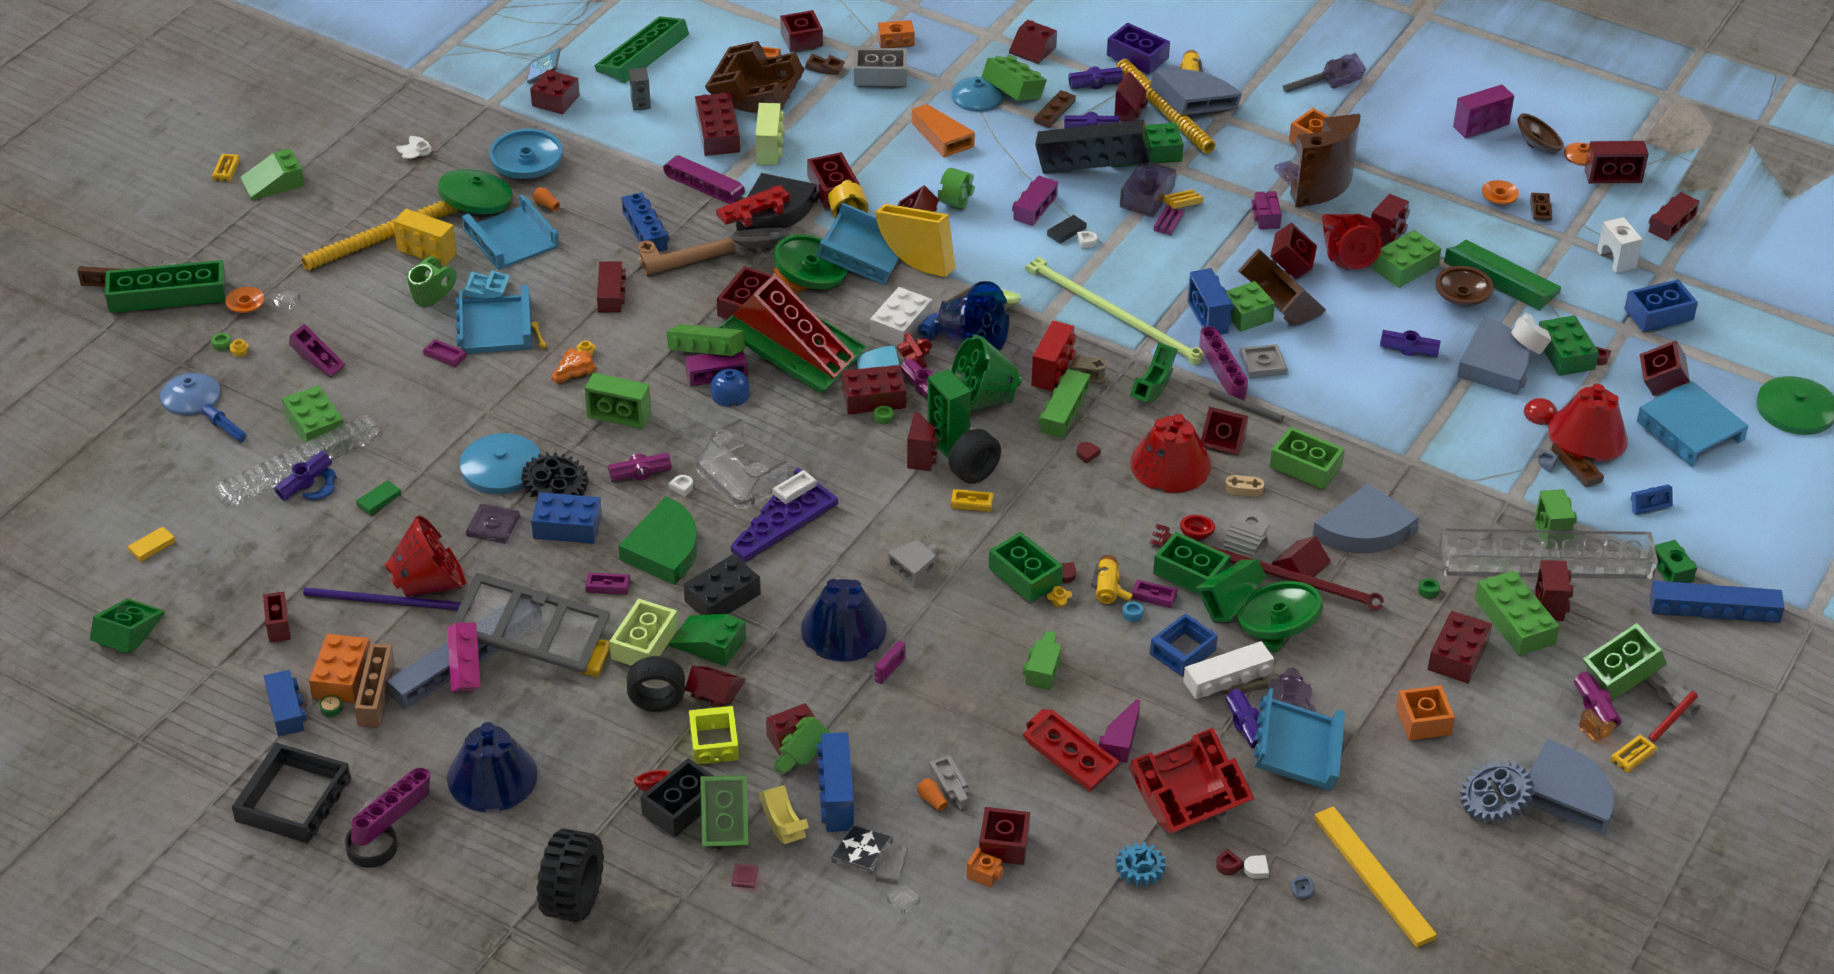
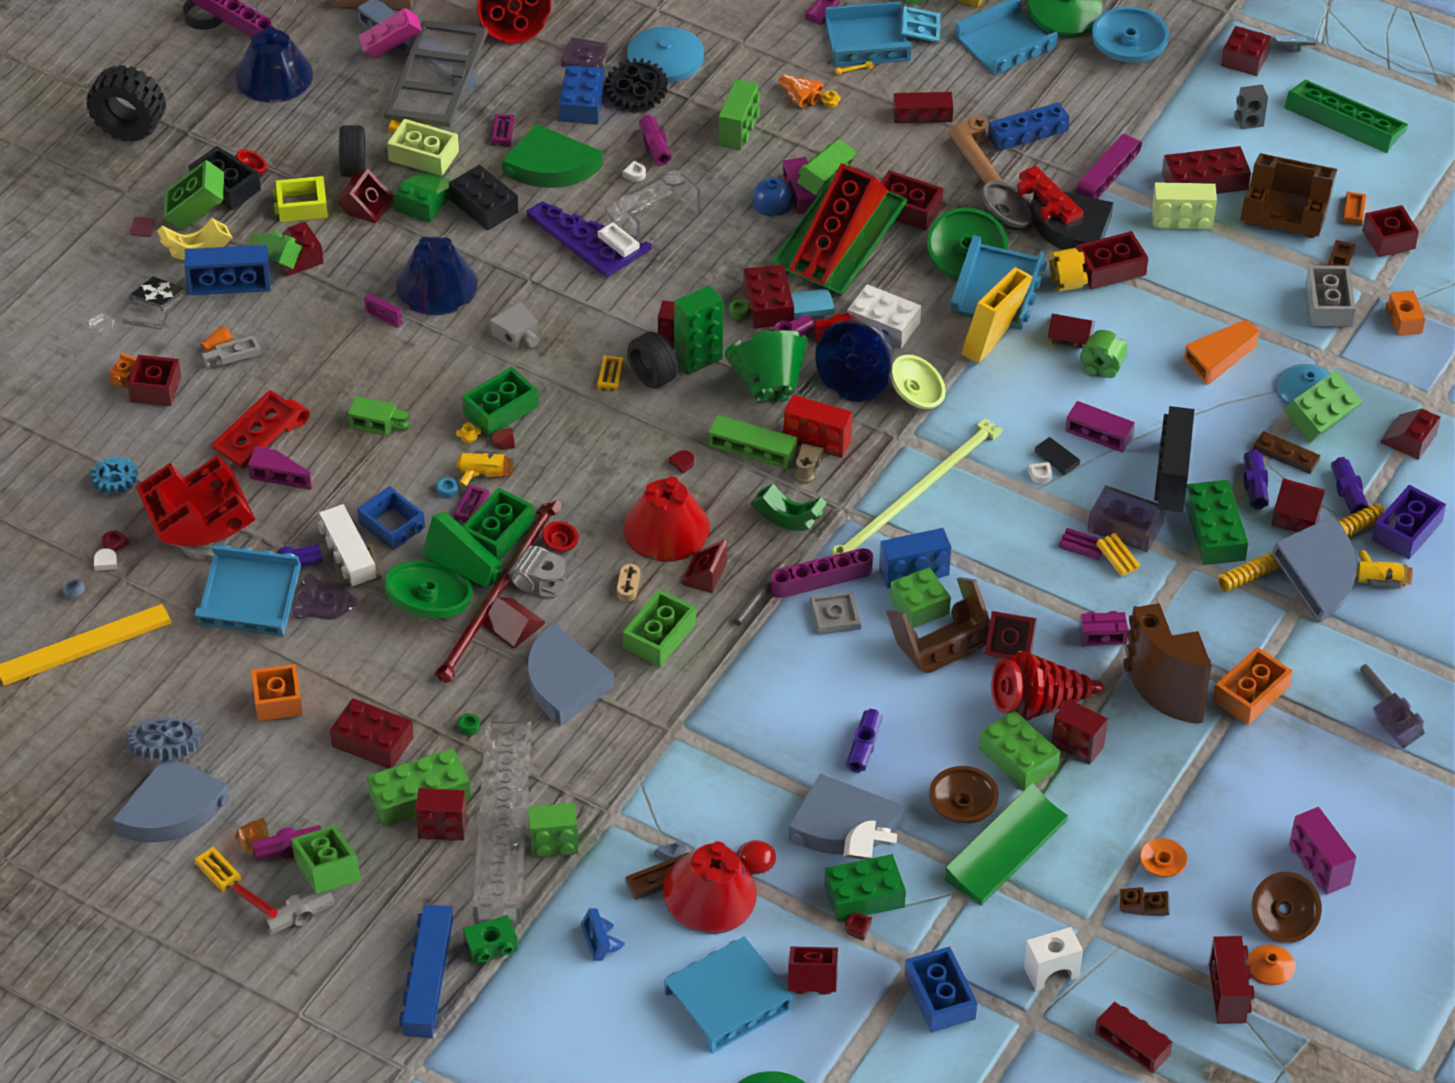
camera: 90 degrees right, 5 degrees up
(546, 199) = (1064, 56): orange cone -> none

